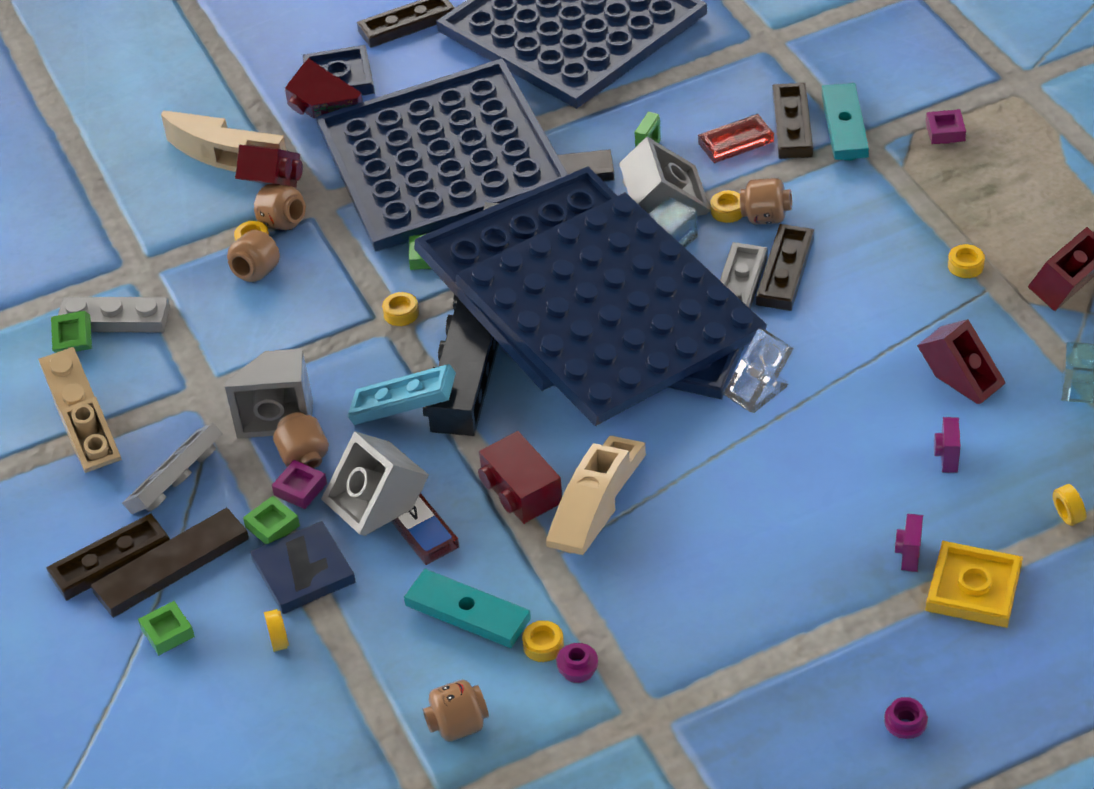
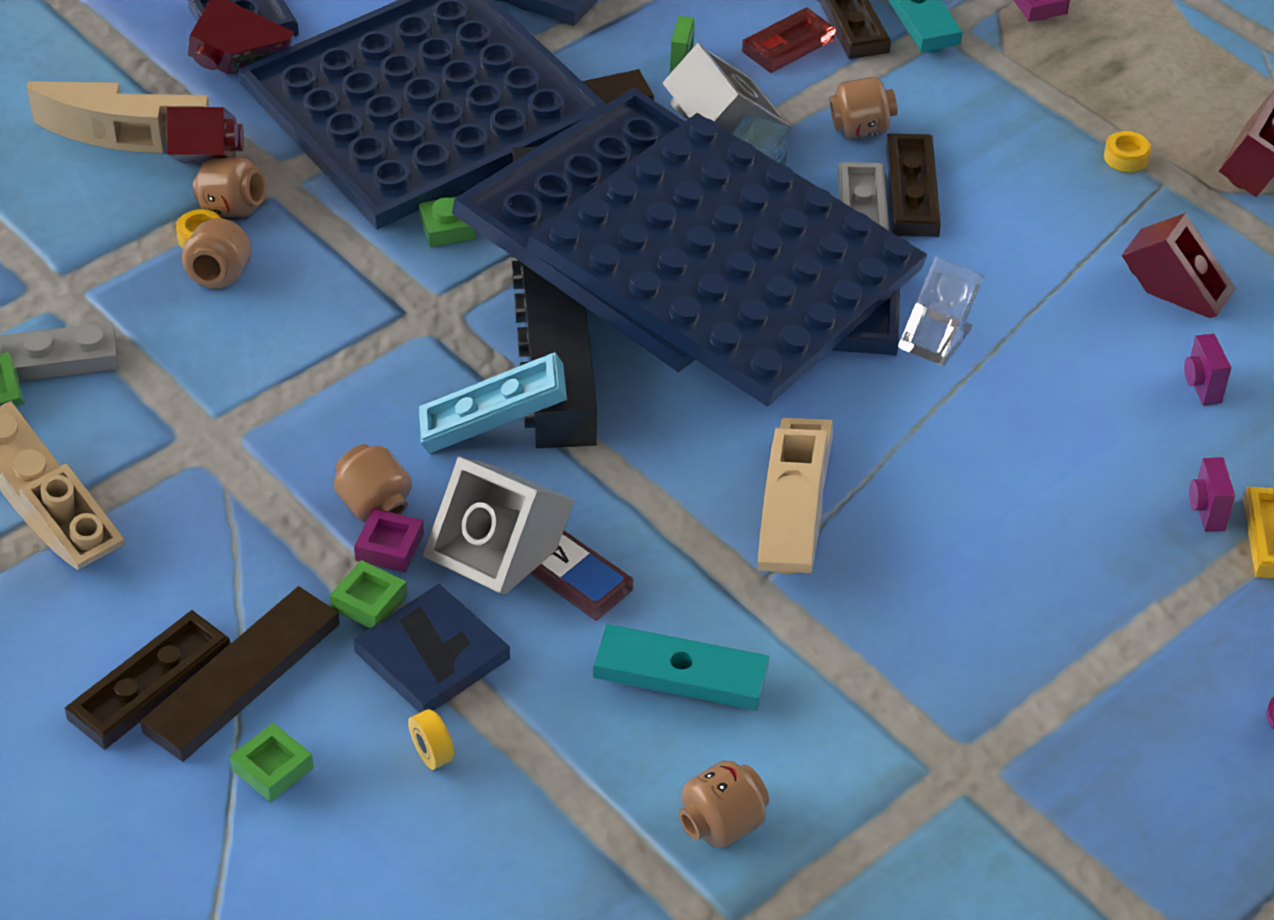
camera: 20 degrees left, 0 degrees up
(173, 470) = (204, 547): light grey plate -> none
(268, 391) = (315, 424): light grey slope -> none
(400, 309) = (438, 297): yellow tile -> none
(520, 477) = (687, 486): dark red brick -> none
(542, 641) = (794, 694): yellow tile -> none
(577, 670) = (852, 725): magenta plate -> none
(726, 206) = (811, 121): yellow tile -> none

